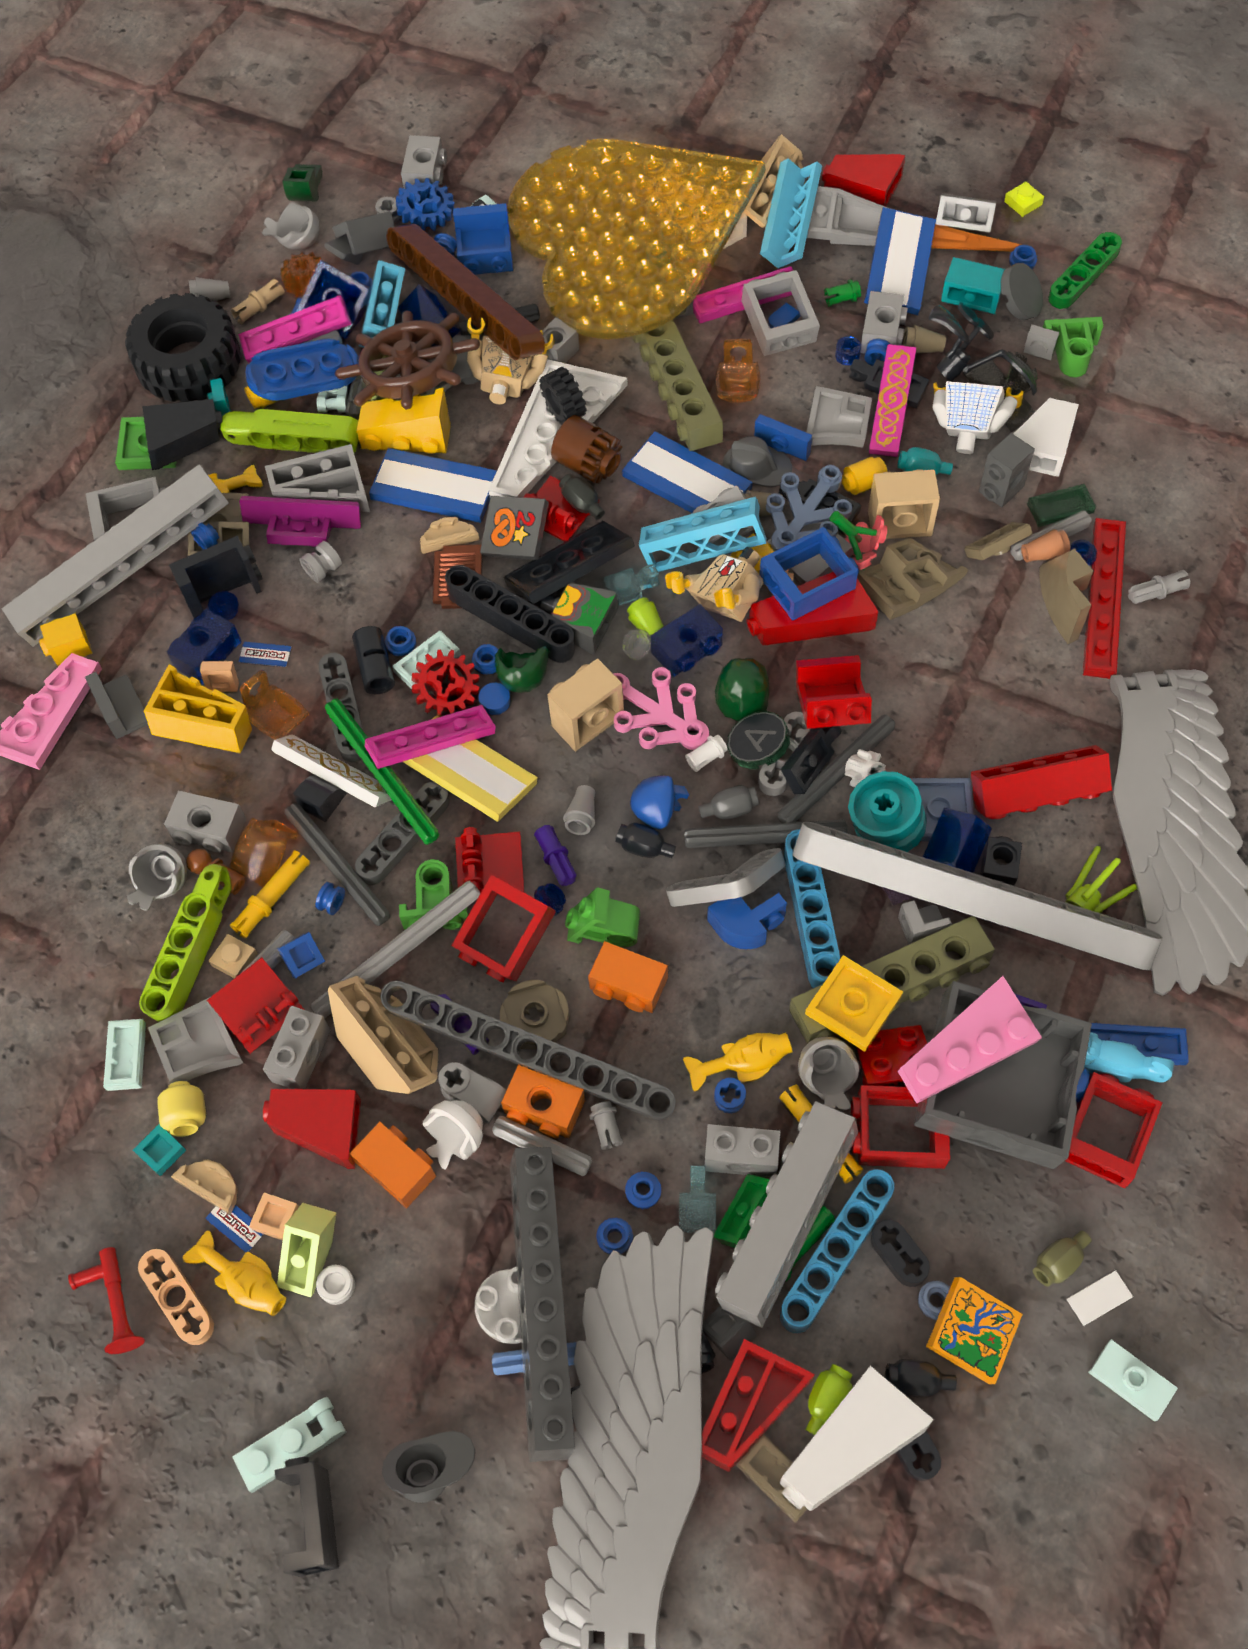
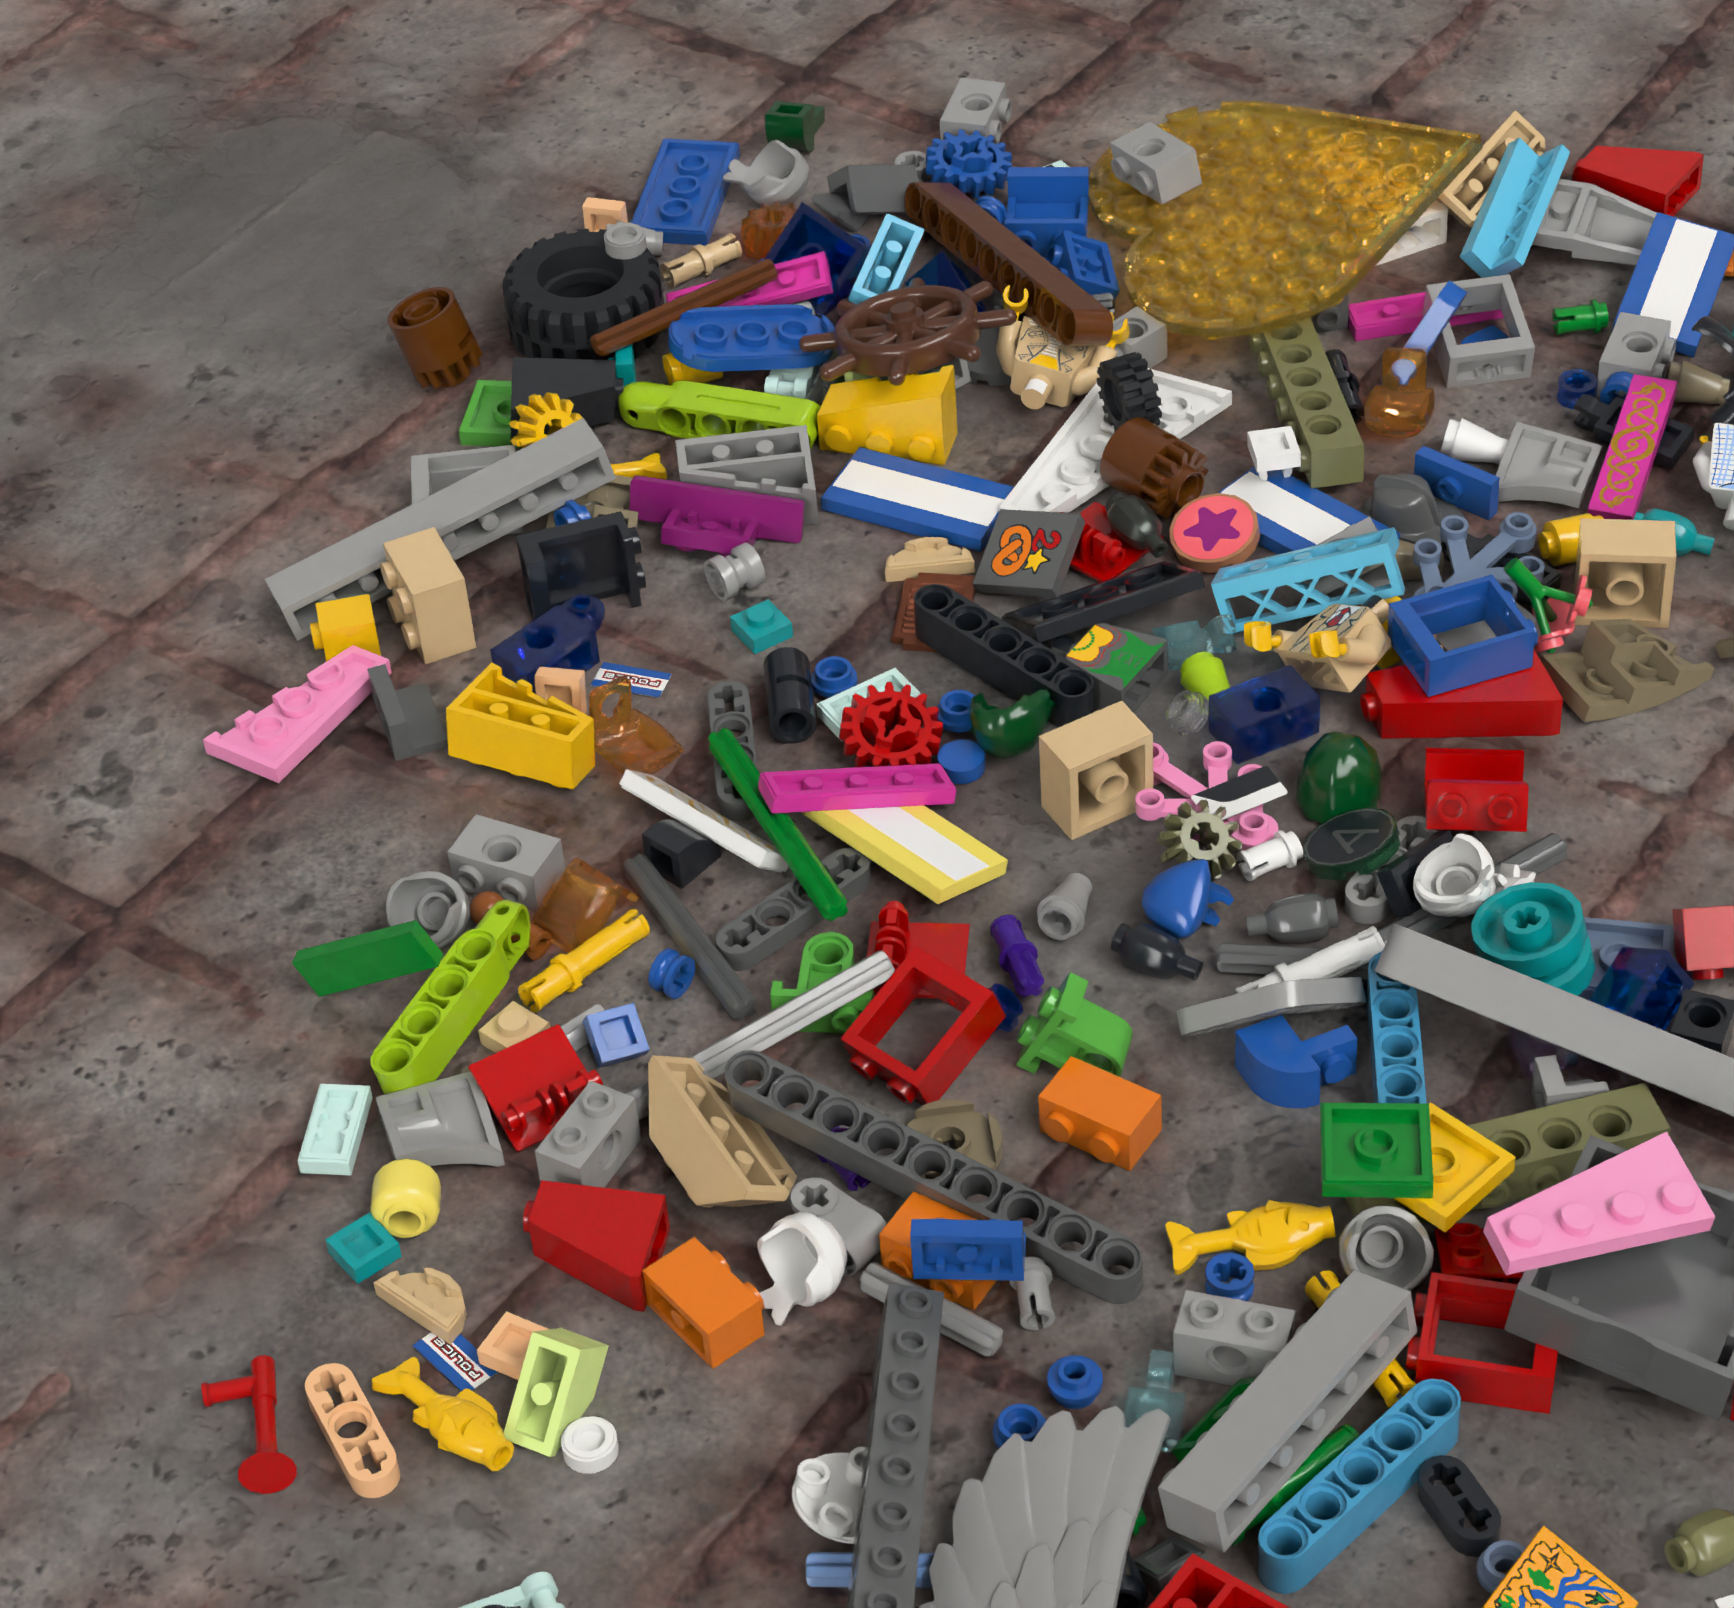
camera: 10 degrees right, 20 degrees down
(85, 390) = (435, 337): none -> reddish brown gear
(115, 610) = (428, 596): none -> tan brick
(124, 921) = (367, 958): none -> green tile
(169, 453) = (542, 412): none -> yellow gear
(184, 271) = (601, 212): none -> light nougat plate
(204, 303) = (625, 241): none -> light grey tile
(237, 242) = (686, 189): none -> blue tile
(244, 356) = (663, 315): none -> reddish brown axle
(345, 602) = (761, 626): none -> teal plate
(513, 282) = (1084, 262): none -> blue bracket
(551, 199) = (1155, 163): none -> light grey brick
(563, 1117) = (968, 1249): none -> blue bracket
(632, 494) = (1214, 532): none -> tile
(659, 741) = (1211, 831): none -> olive gear
(663, 428) = (1274, 450): none -> white tile
(680, 709) = (1243, 792): none -> sticker
(700, 362) = (1347, 382): none -> black pin
(748, 847) = (1326, 963): none -> white pin
(752, 320) = (1430, 328): none -> beam
(787, 403) = (1472, 443): none -> white cone
(815, 1001) = (1376, 1150): none -> green tile
(832, 770) = (1455, 878): none -> white hat

